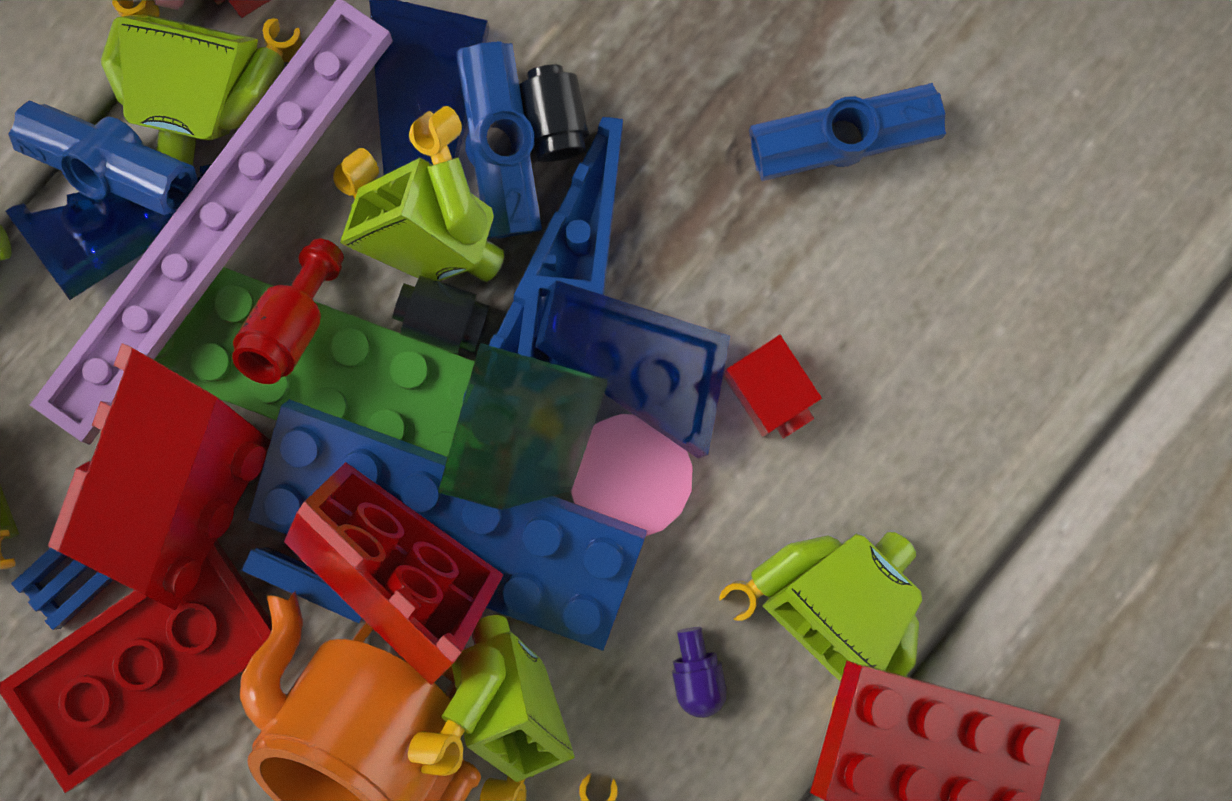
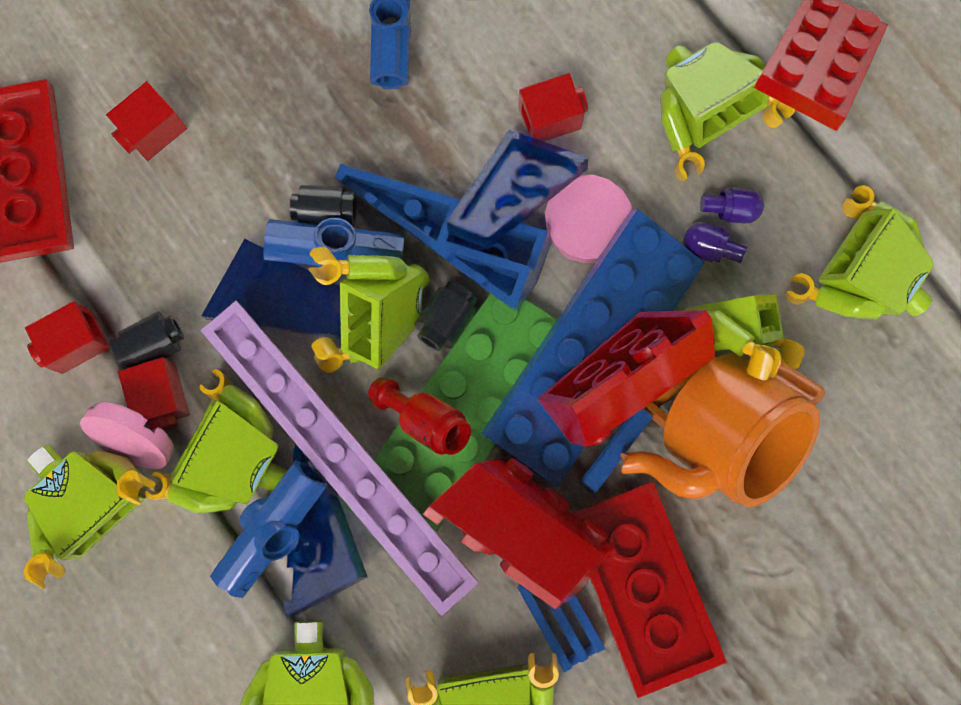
camera: 75 degrees left, 5 degrees down
(520, 430) = (543, 271): clear green slope -> none
(634, 656) = (712, 243): none -> dark purple cylinder

